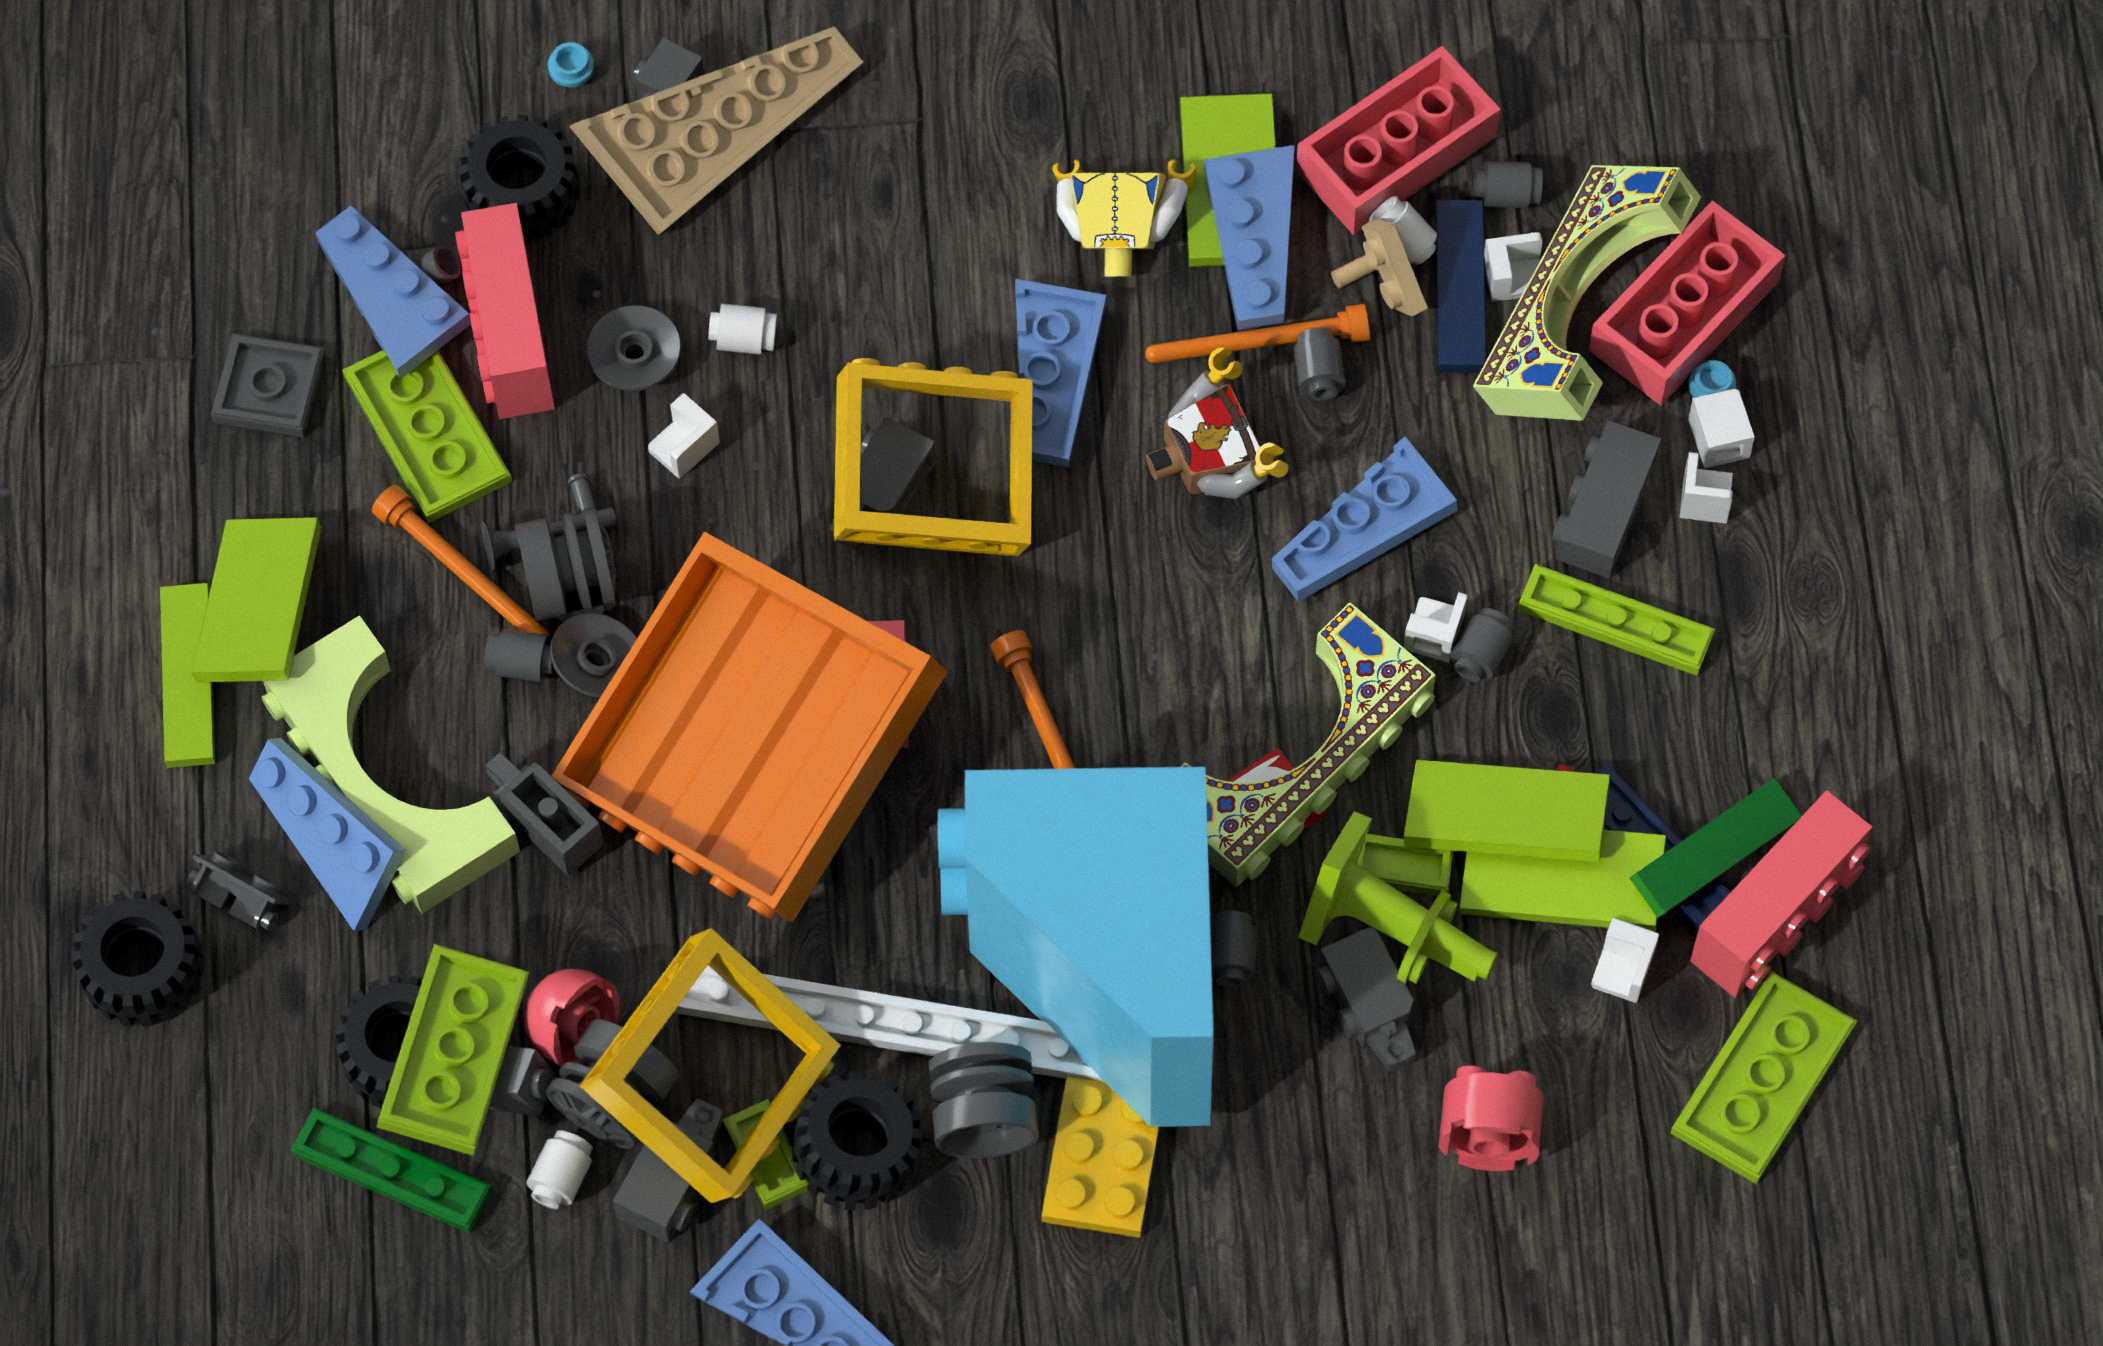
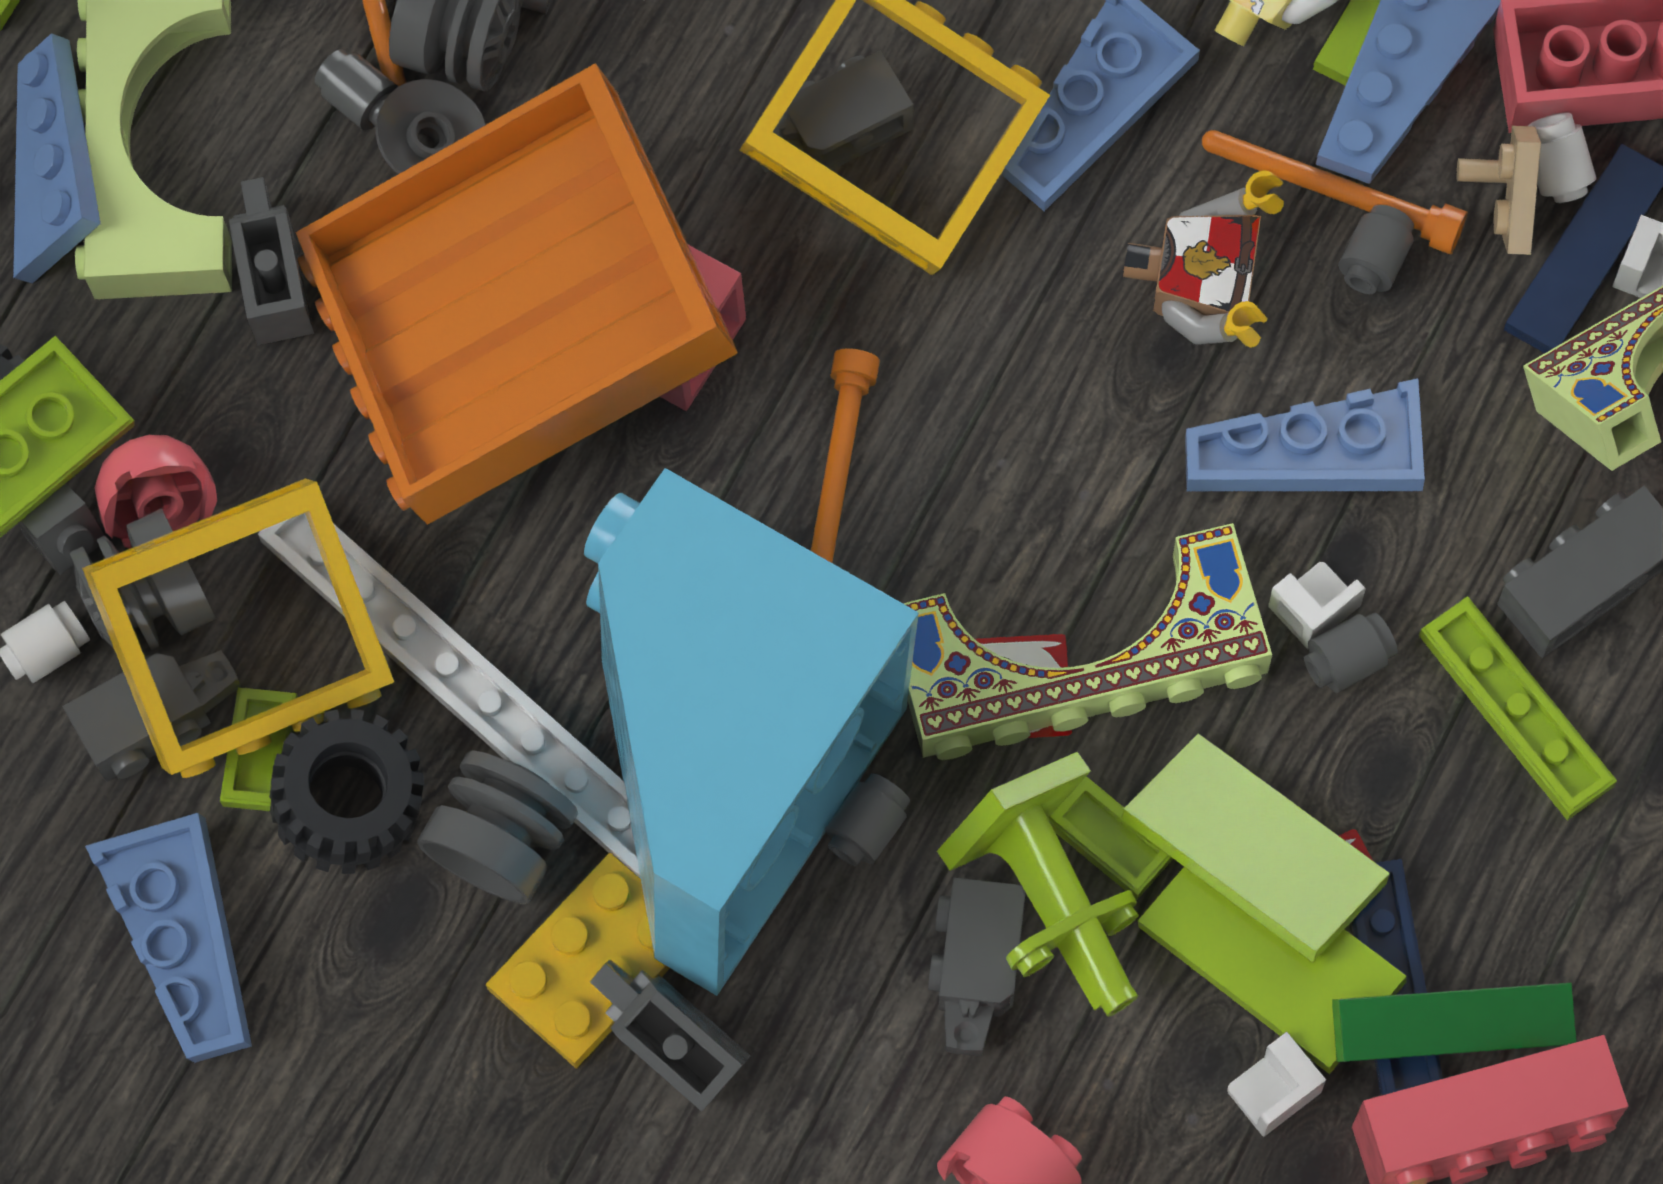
camera: 35 degrees right, 5 degrees up
(1198, 1167) = (670, 1033): none -> dark grey hinge

